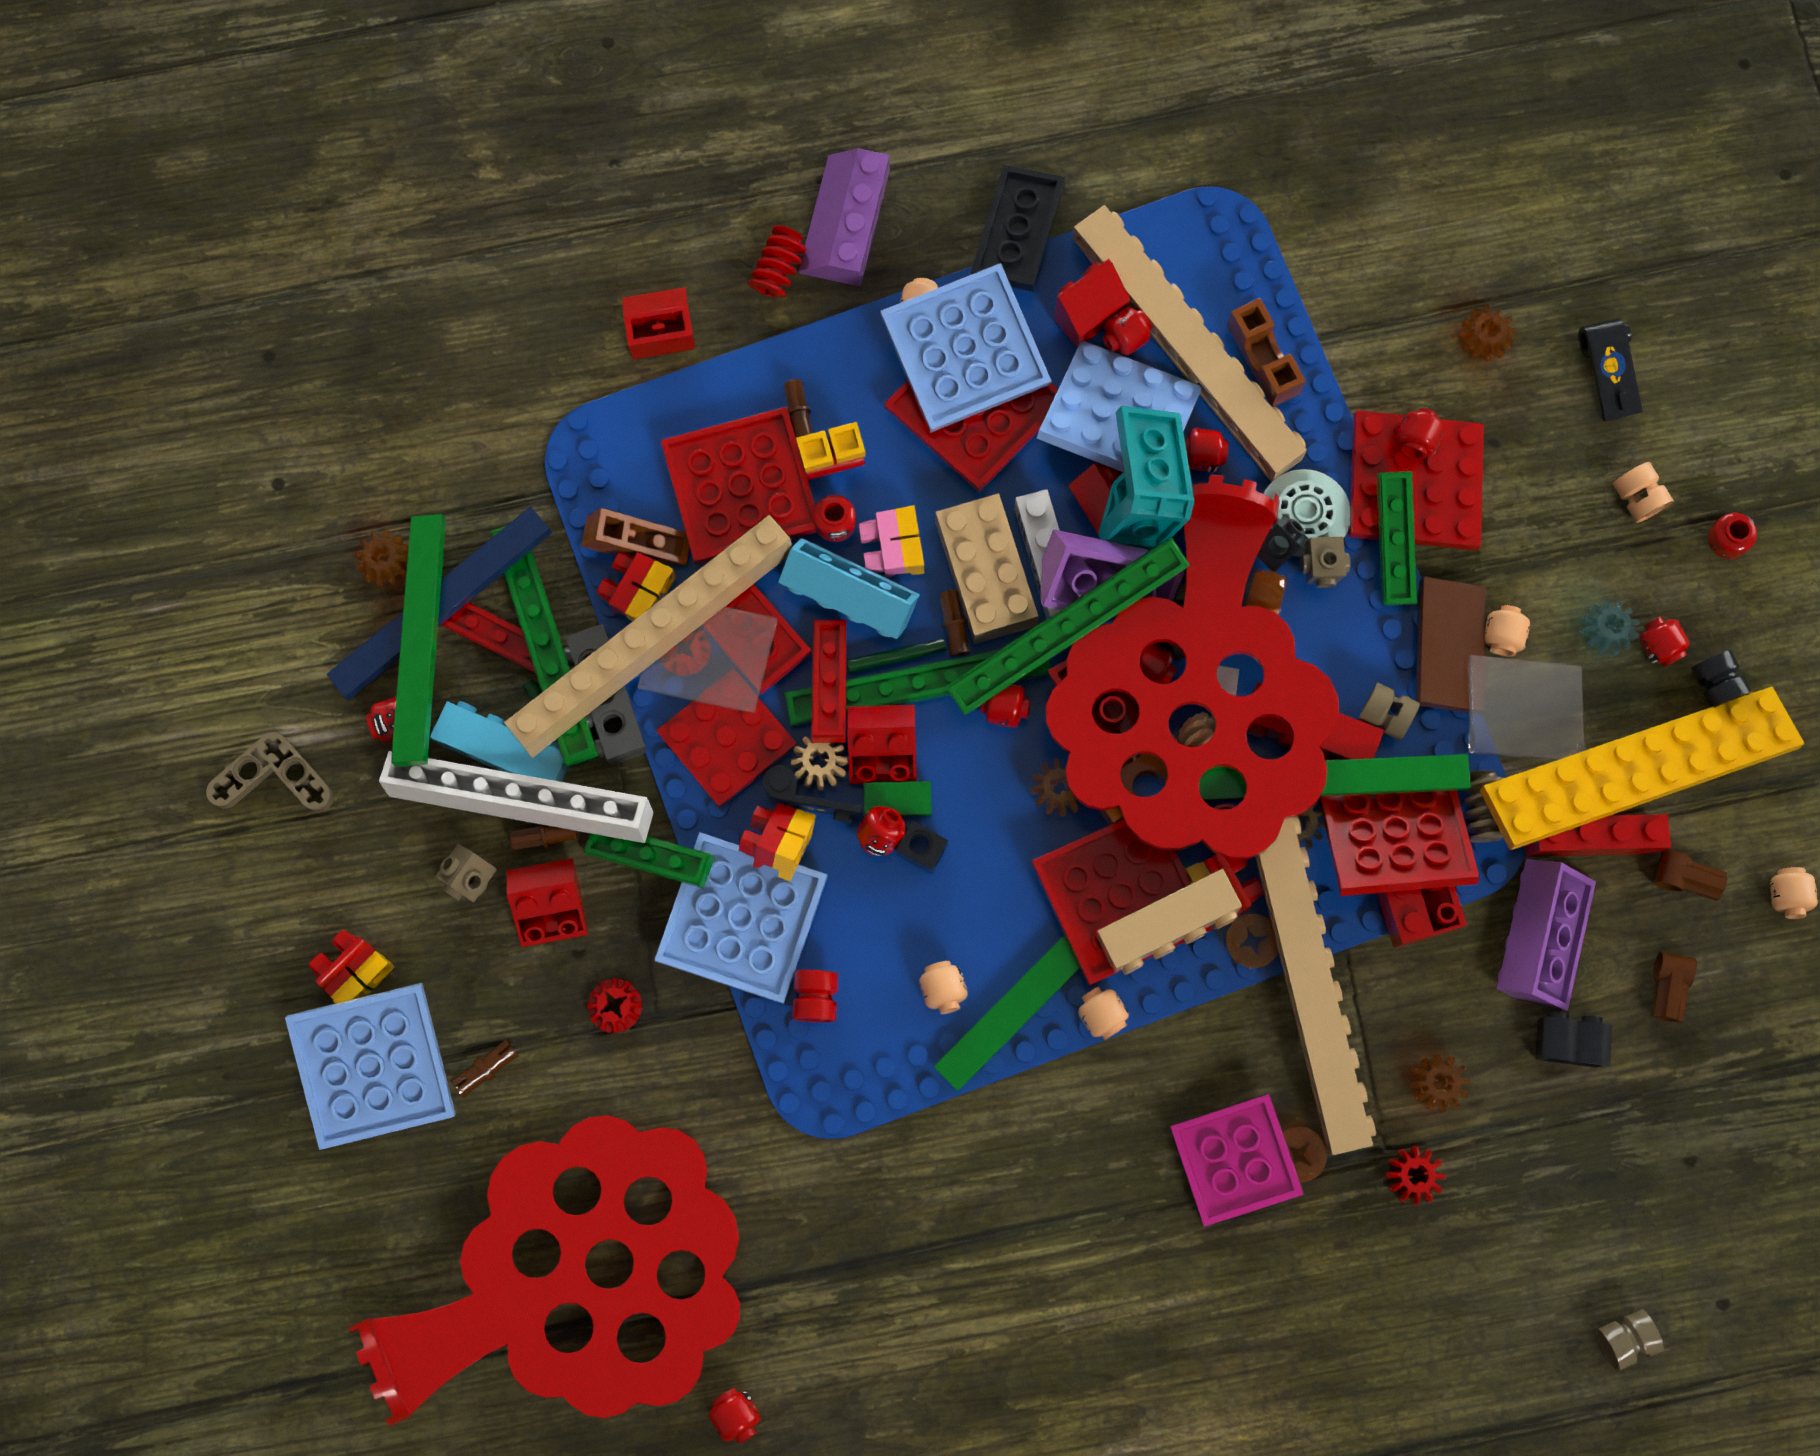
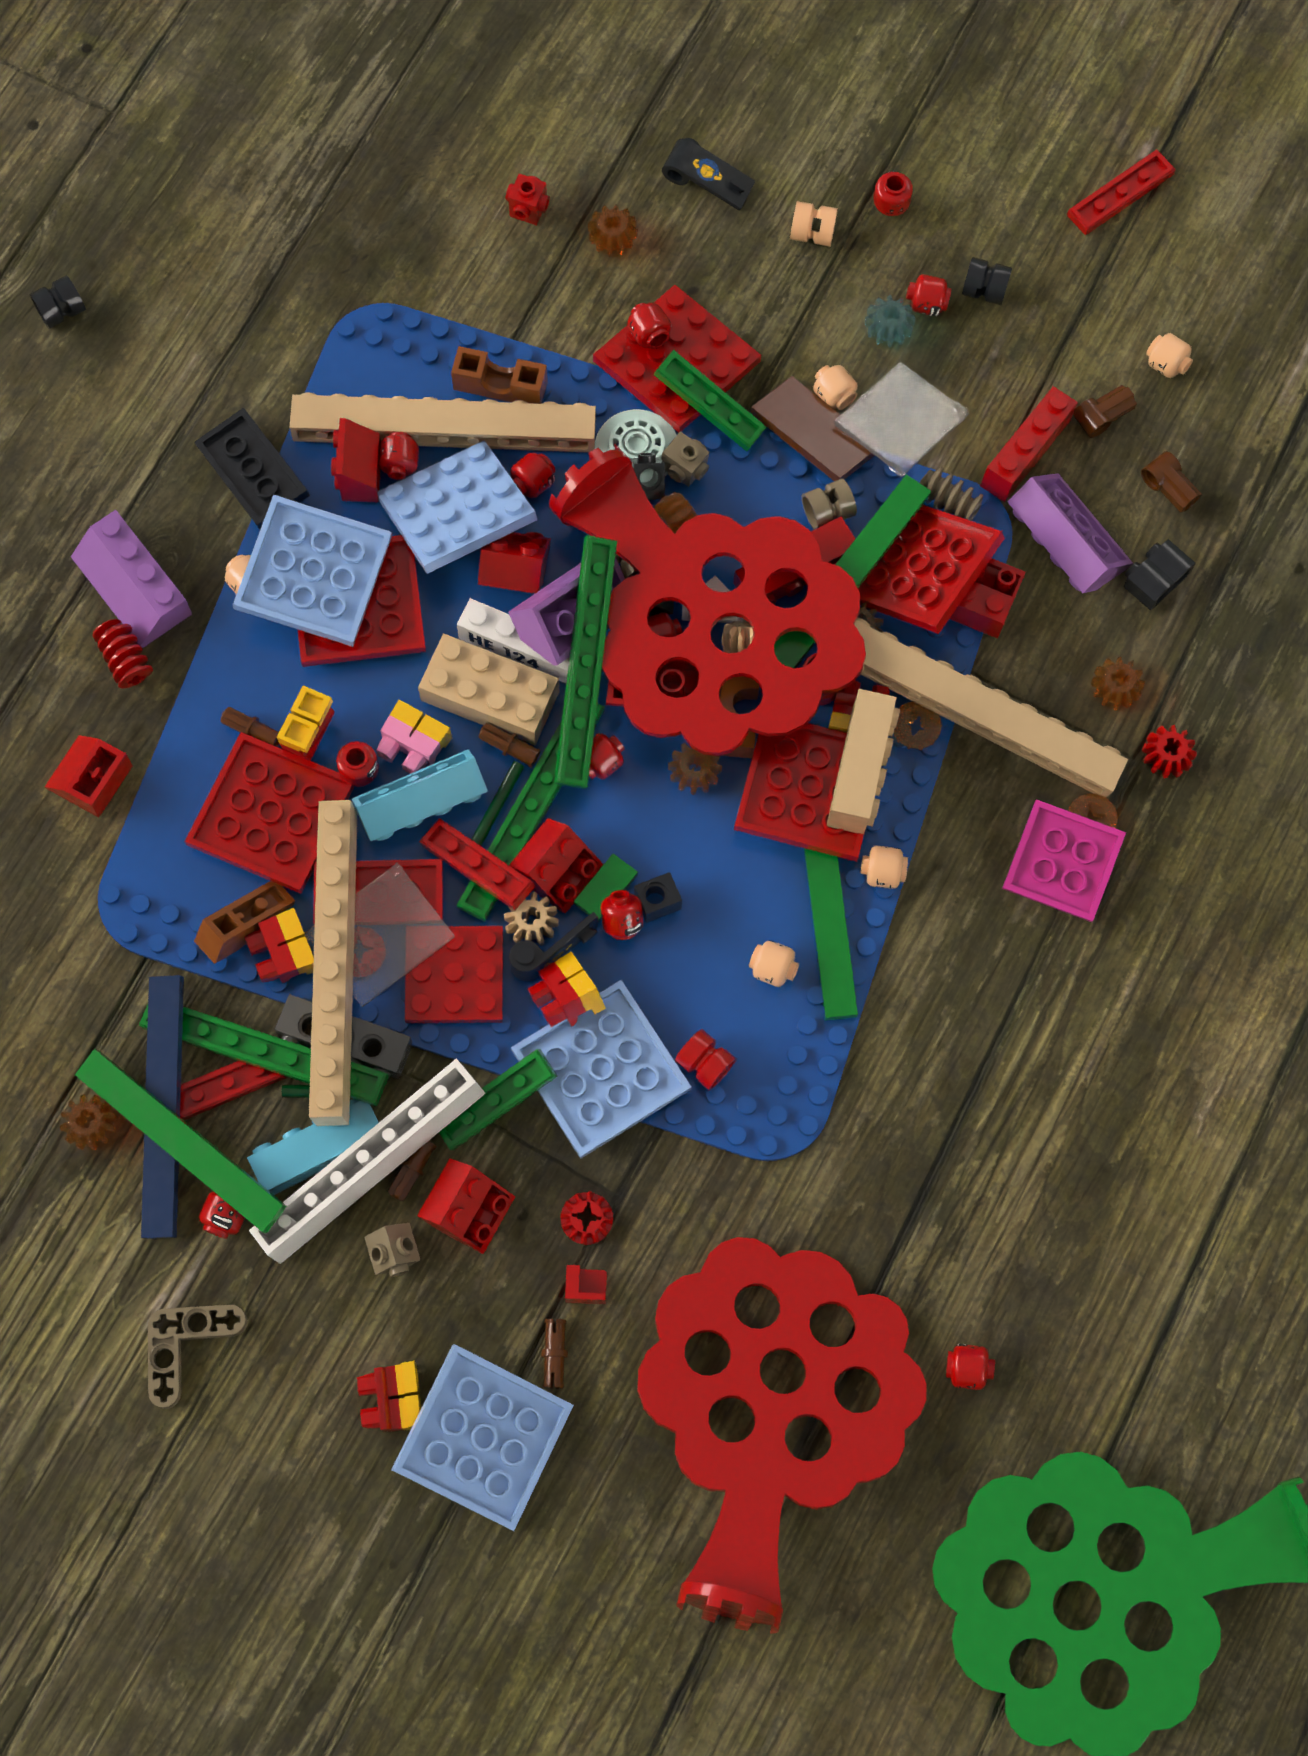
camera: 55 degrees left, 5 degrees down
(557, 1048) = (585, 1285): none -> red panel
(1156, 488) = (541, 521): teal bracket -> none
(1452, 242) = (527, 199): none -> red brick
(1640, 767) = (1006, 378): yellow plate -> none

